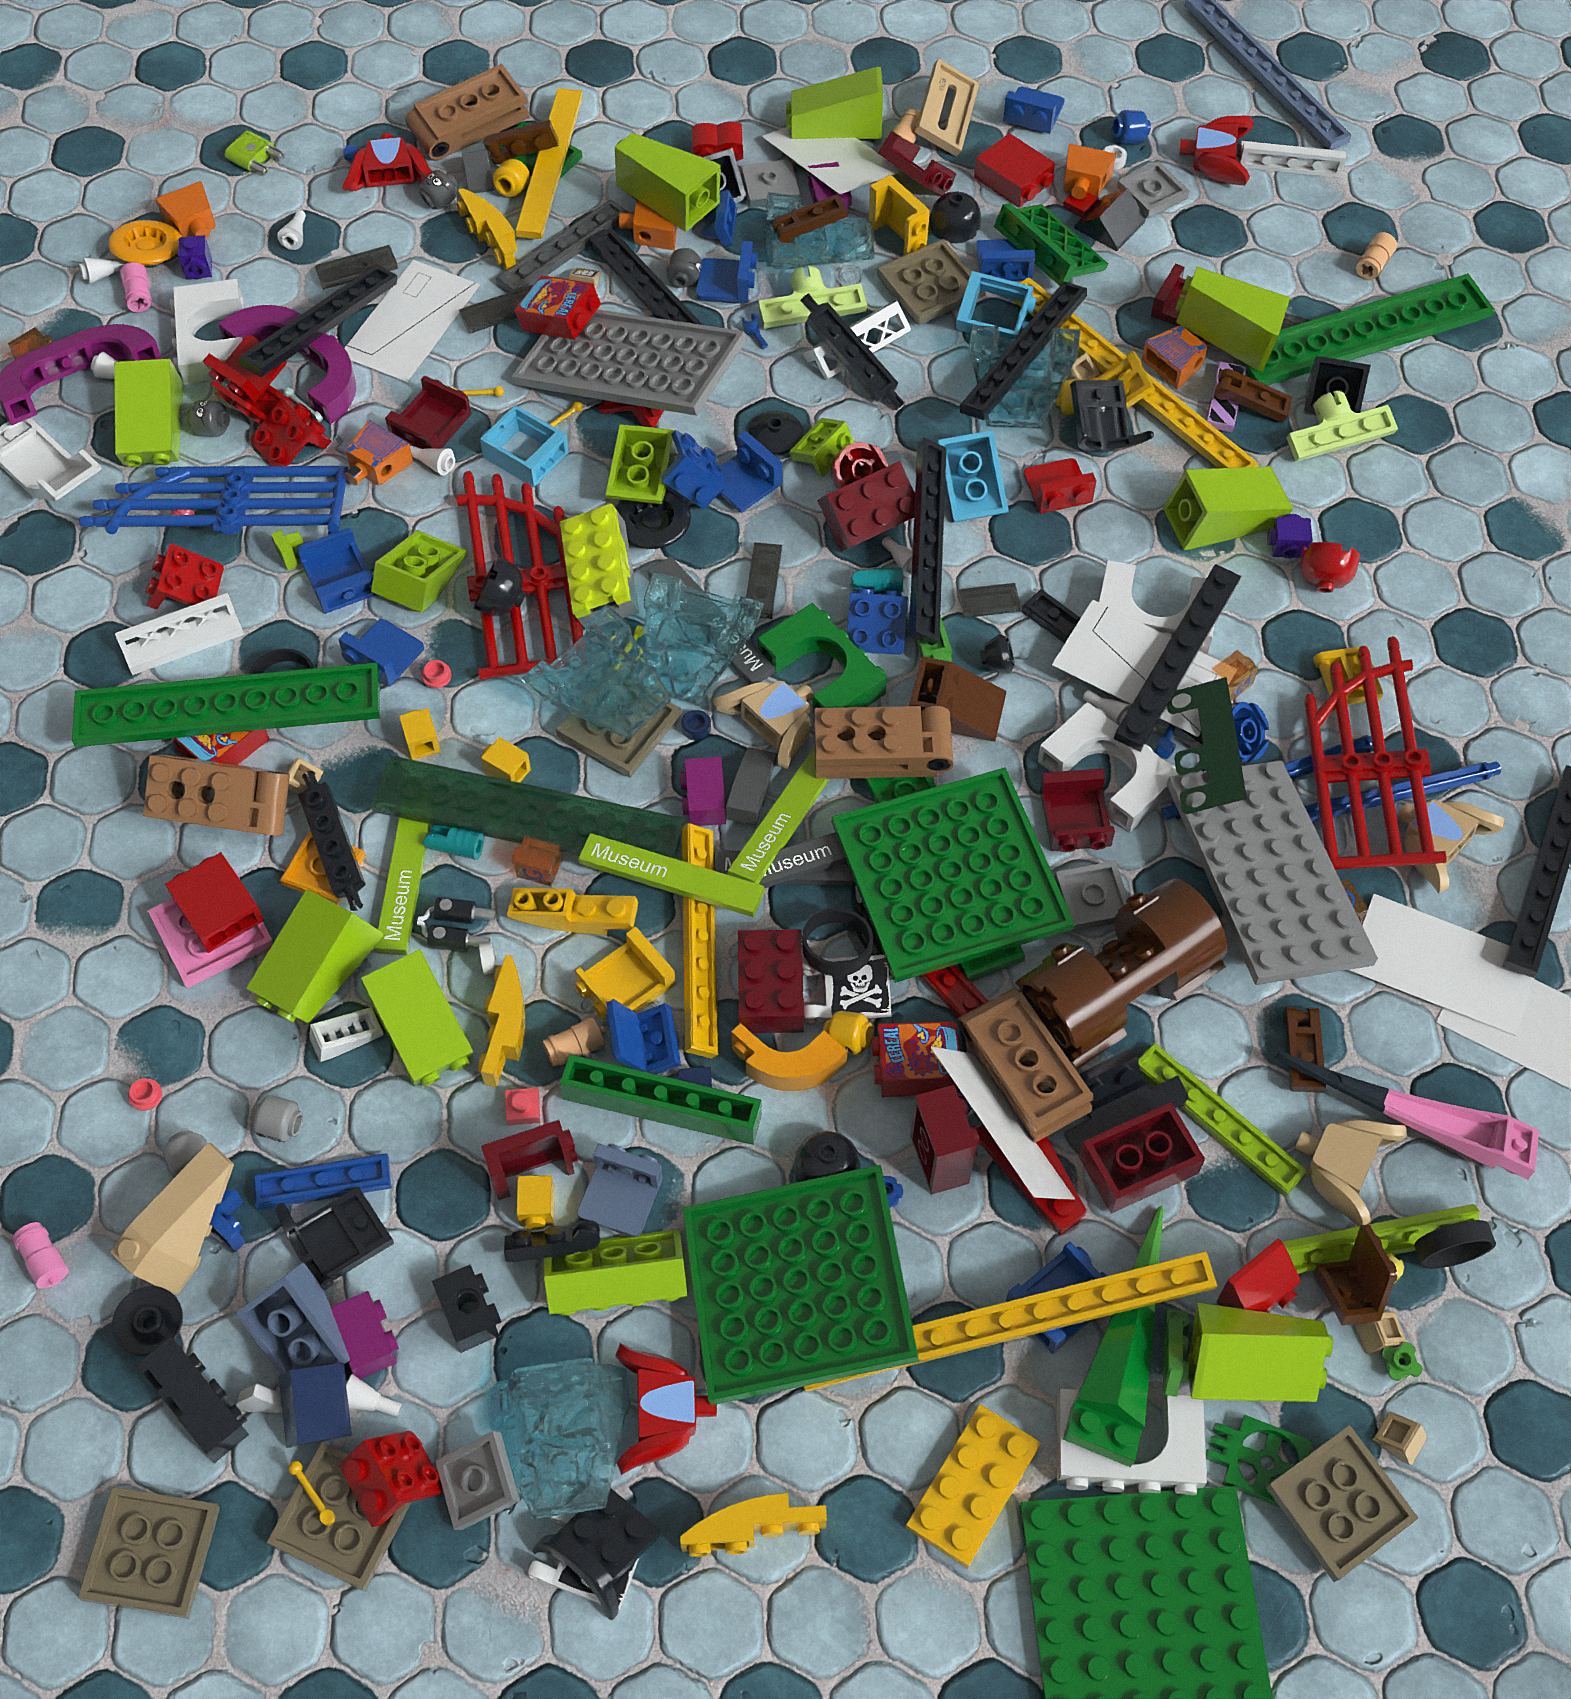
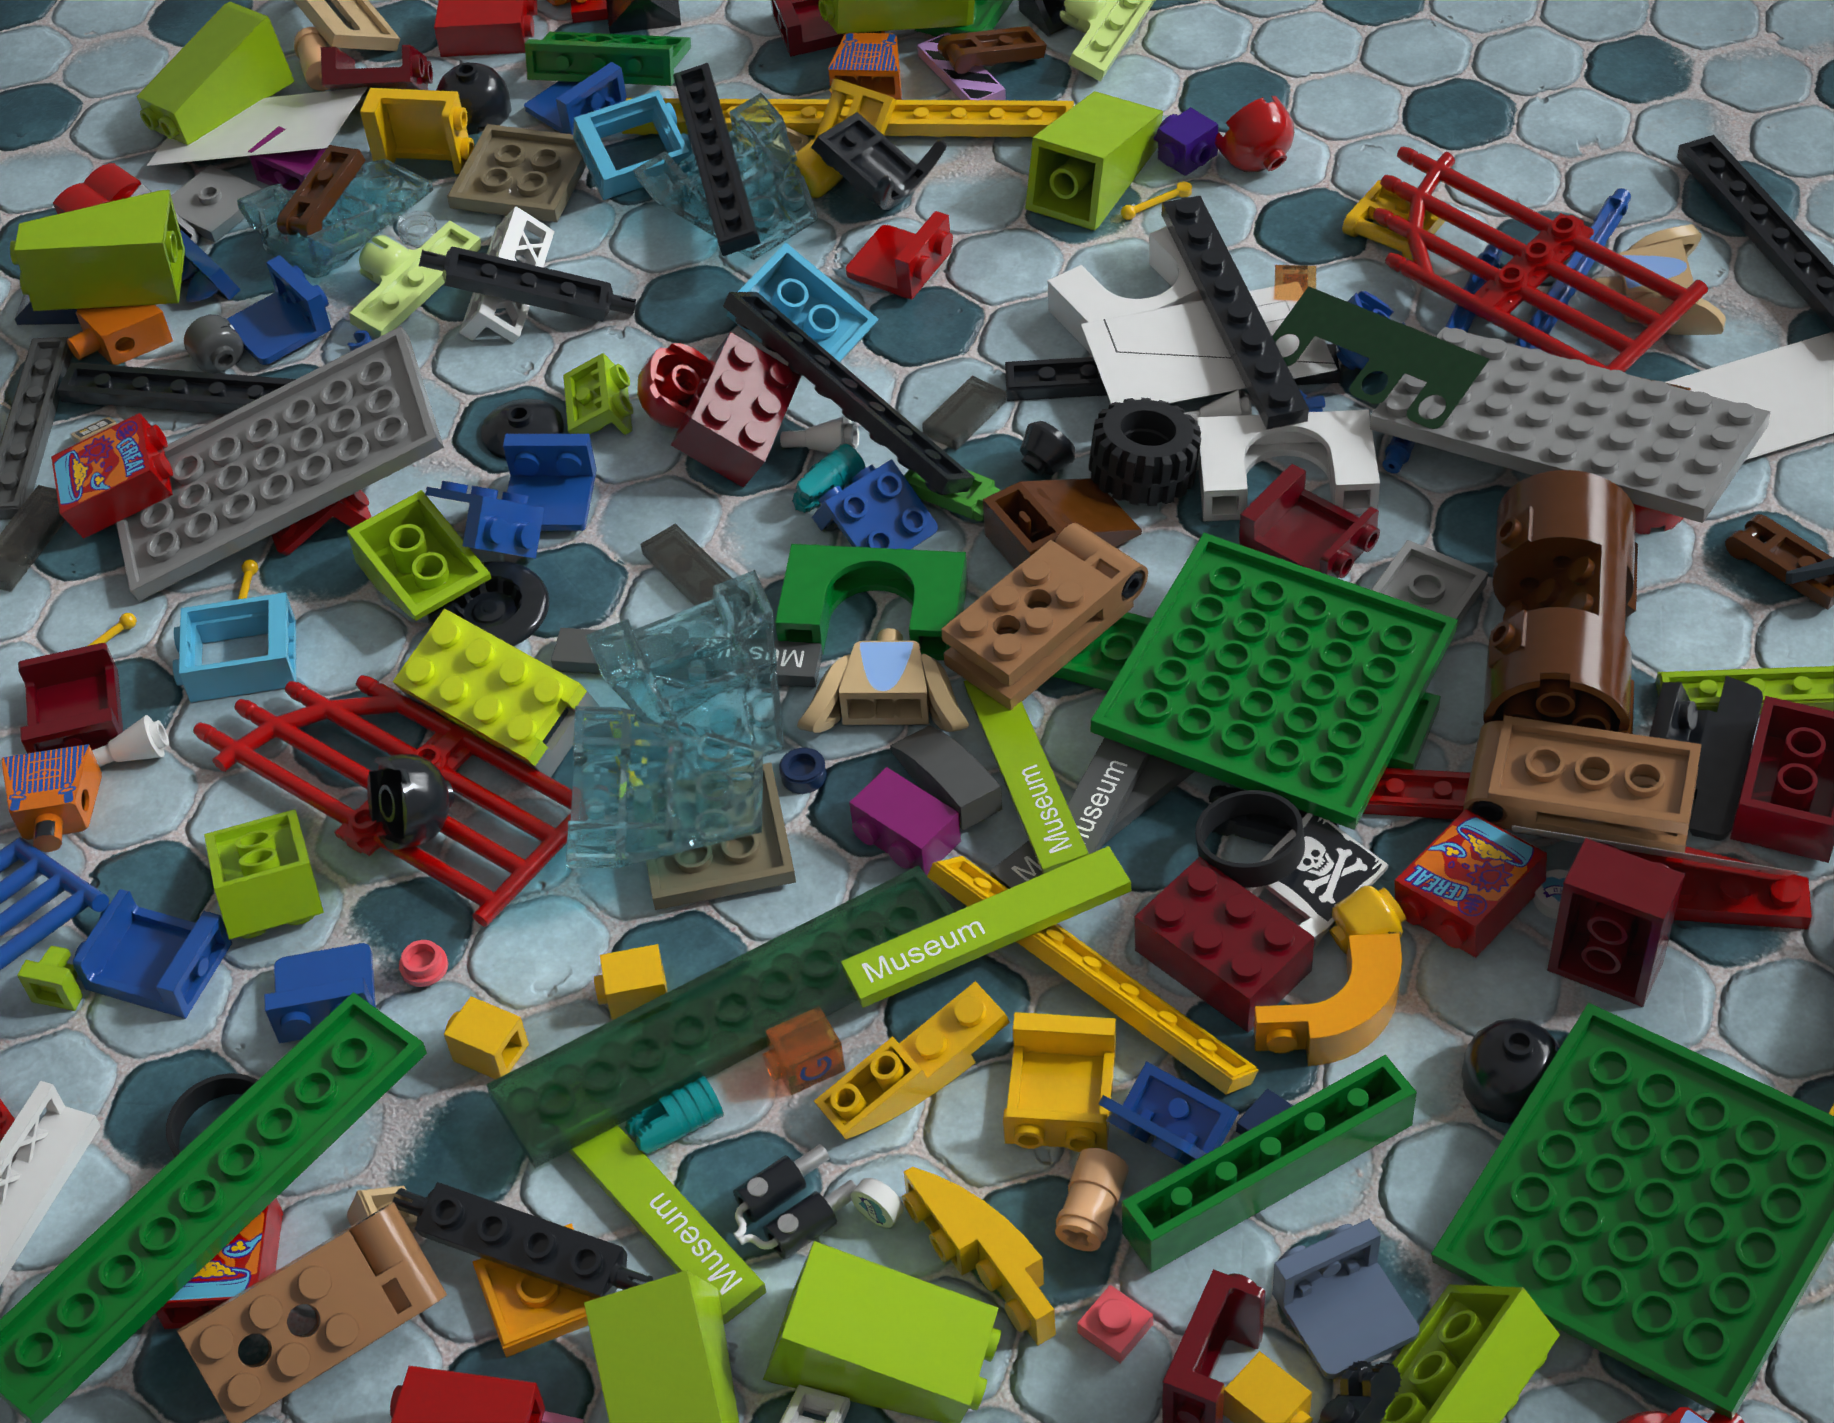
camera: 40 degrees left, 10 degrees down
(1045, 679) = (1144, 451): none -> black tyre
(1259, 564) = (1183, 189): none -> yellow hinge

